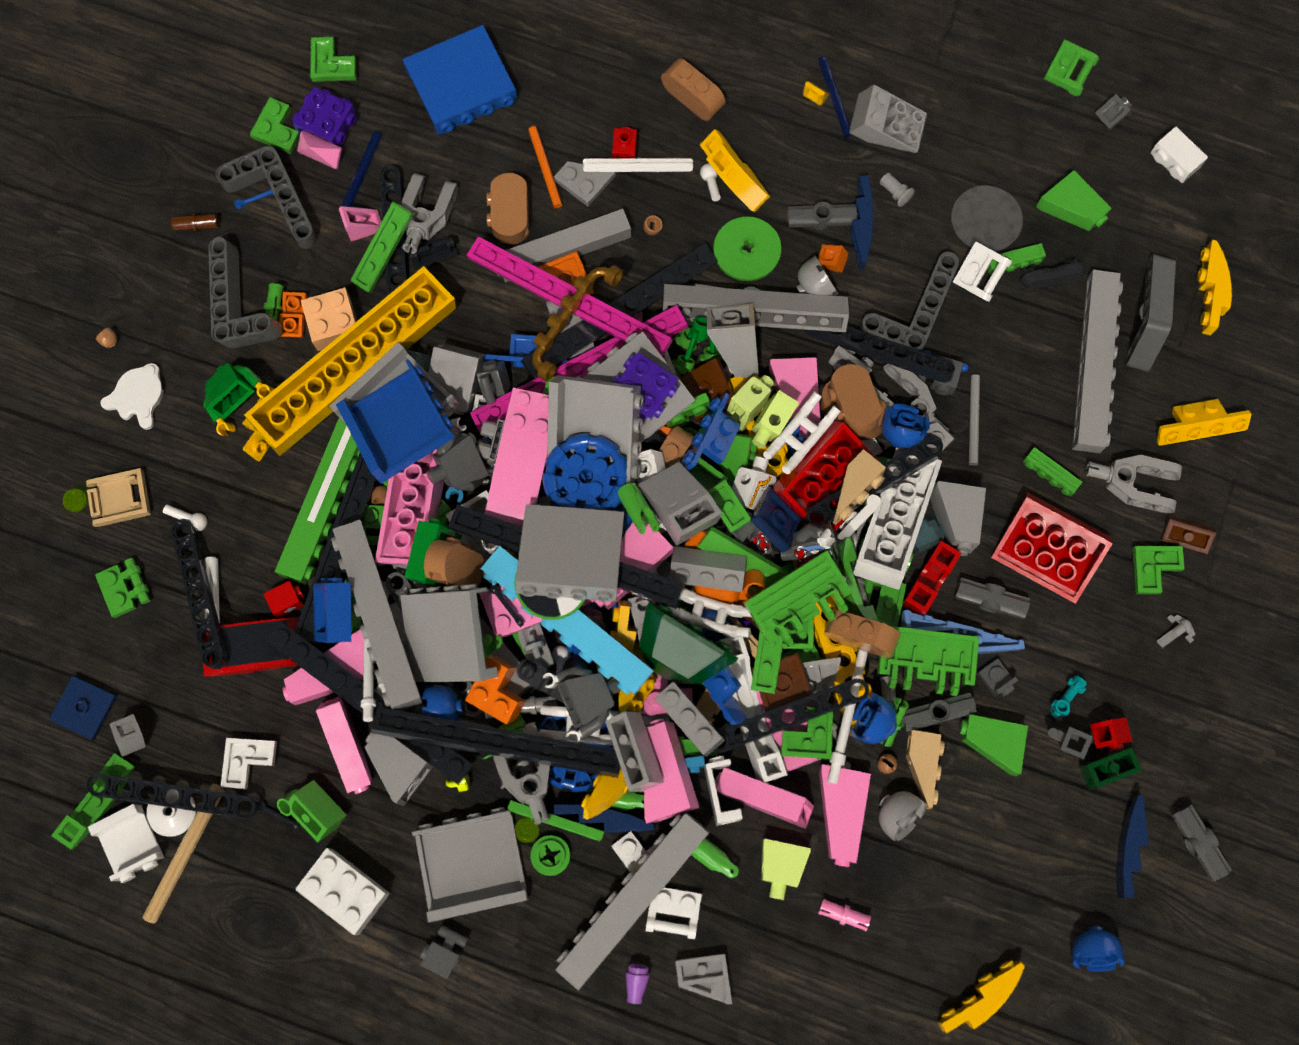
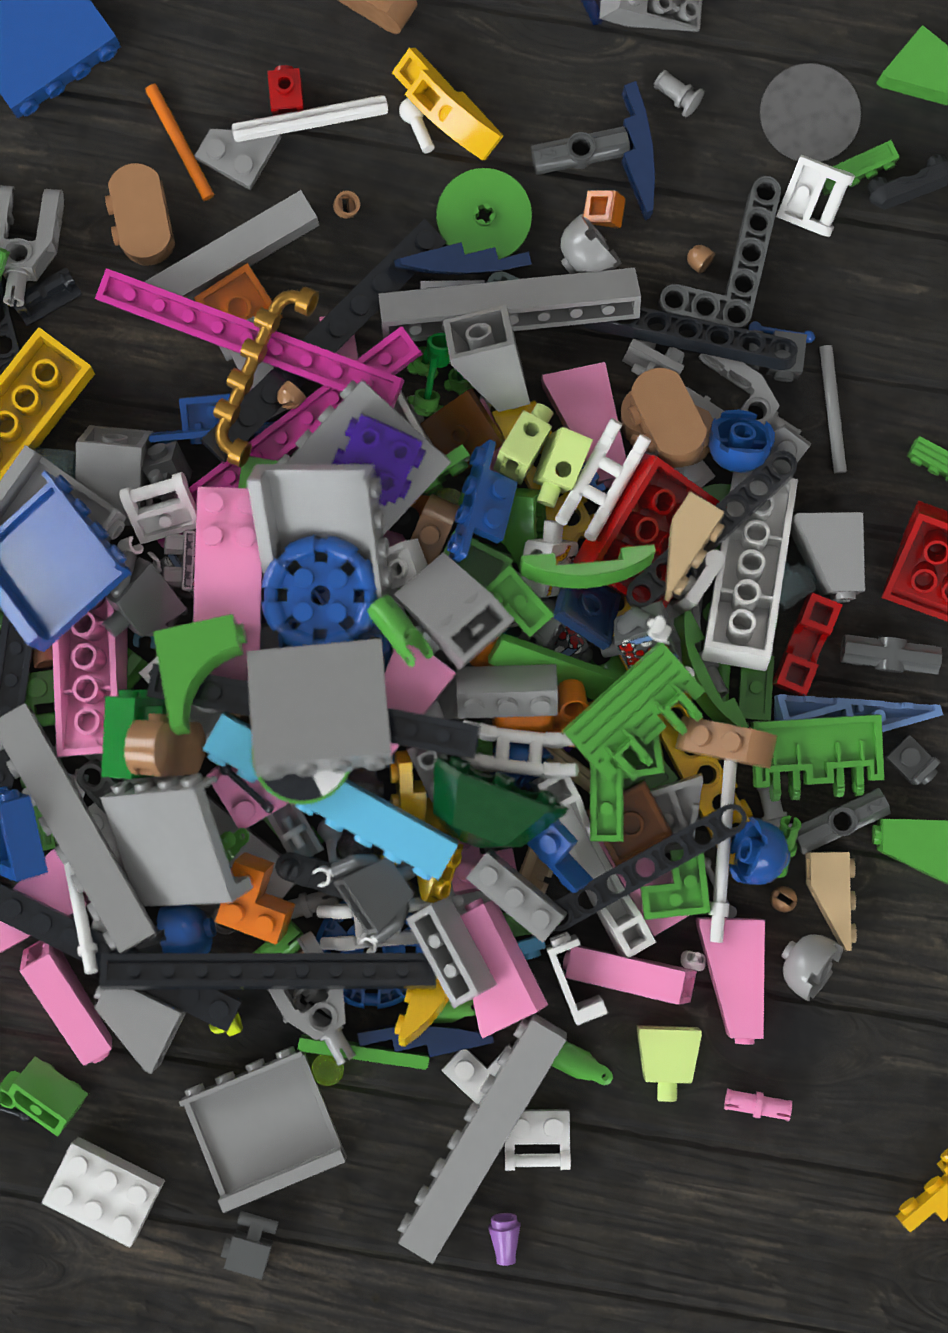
camera: 15 degrees left, 10 degrees up
(484, 501) = (189, 656): none -> bright green arch
(487, 409) = (162, 518): none -> white plate
(539, 851) = (361, 1111): bright green gear -> none
(590, 340) = (290, 396): none -> medium nougat hinge
(705, 976) = (591, 1214): light grey wing -> none
(720, 272) = (453, 261): none -> dark blue slope
(780, 494) = (544, 570): none -> bright green slope
(813, 797) = (693, 960): none -> white rock
(895, 301) = (700, 258): none -> medium nougat hinge

